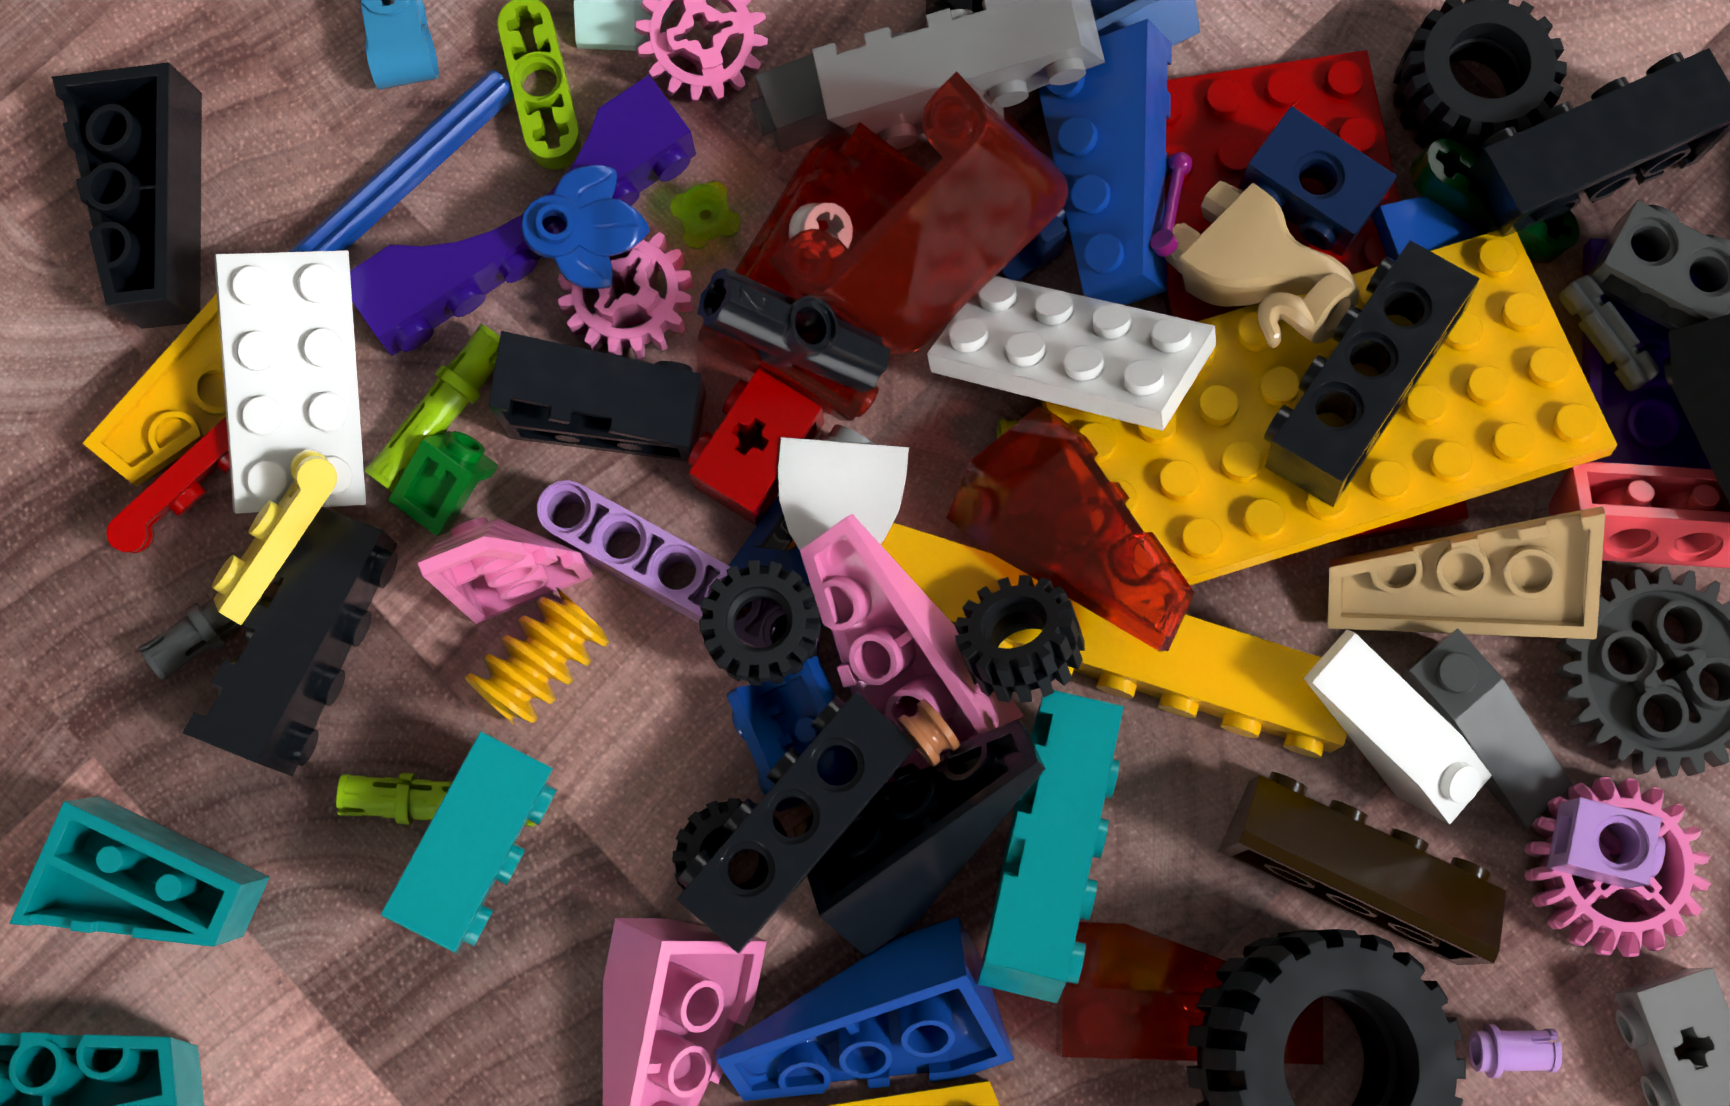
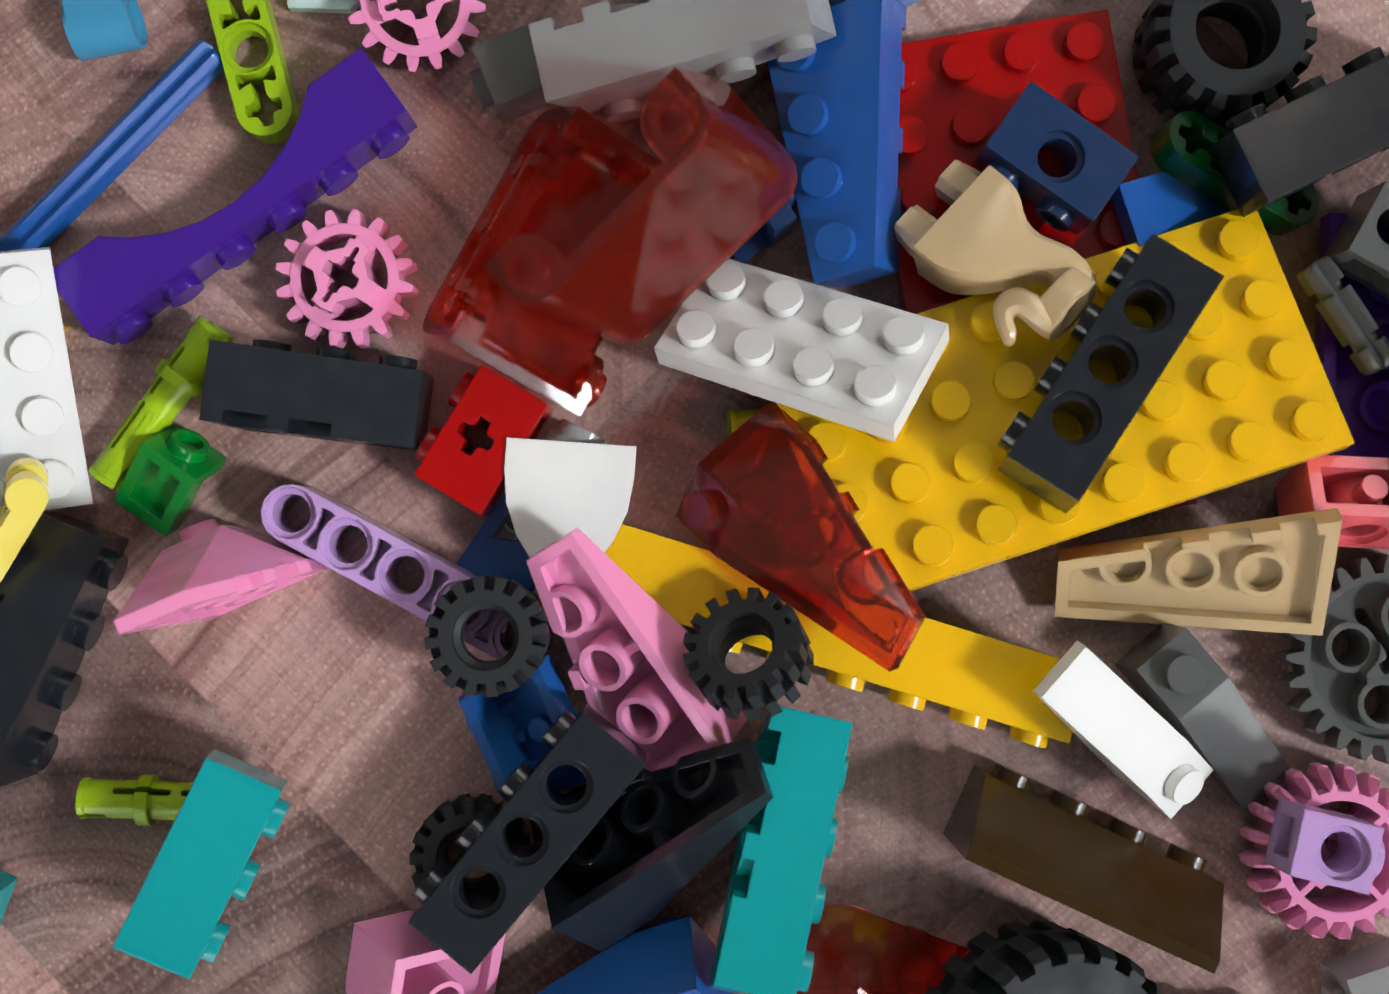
camera: 10 degrees left, 10 degrees up
(538, 658) = (273, 664): yellow piece -> none
(594, 226) = (307, 216): blue plate -> none
(699, 198) = (411, 184): clear neon green plate -> none
(793, 330) = (483, 331): black piece -> none
(836, 217) = (561, 218): white bush -> none
(928, 732) = (657, 748): nougat bush -> none
(1164, 241) = (897, 228): magenta hinge -> none

